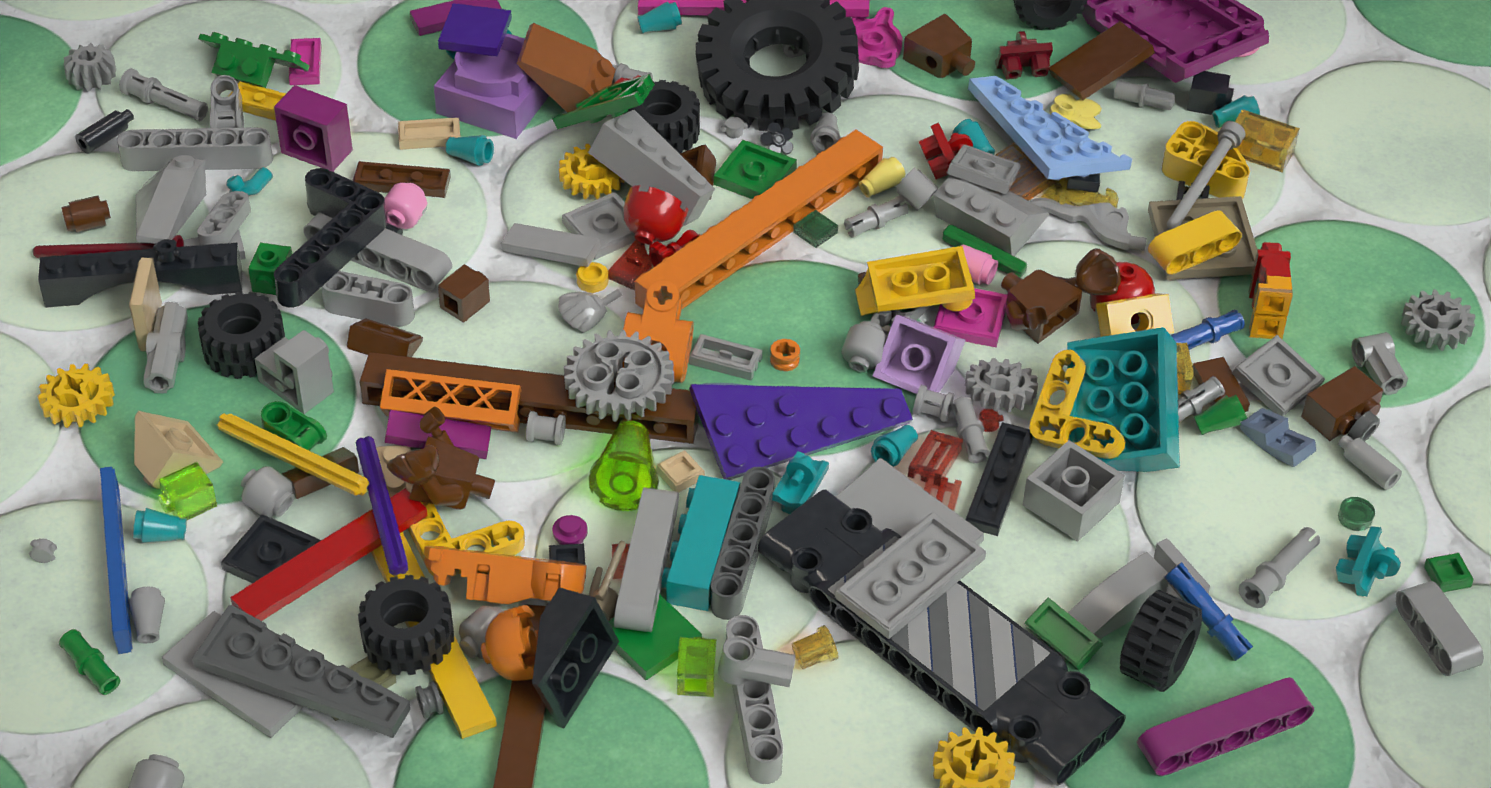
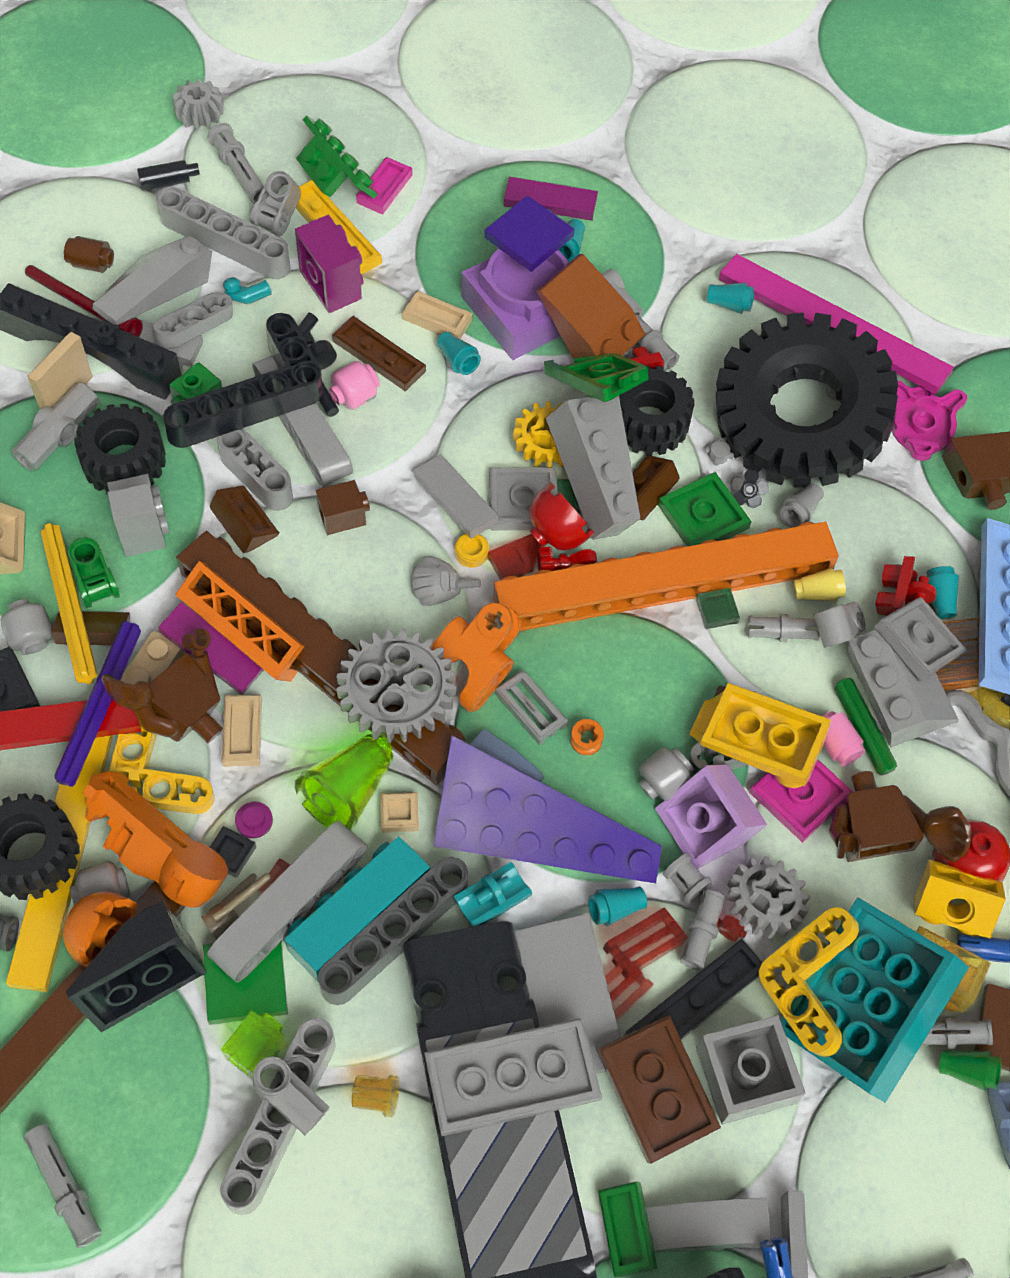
camera: 30 degrees right, 15 degrees up
(511, 481) = (242, 730): none -> tan tile
(545, 428) = (309, 695): light grey bush -> none
(1018, 537) = (658, 1089): none -> reddish brown tile

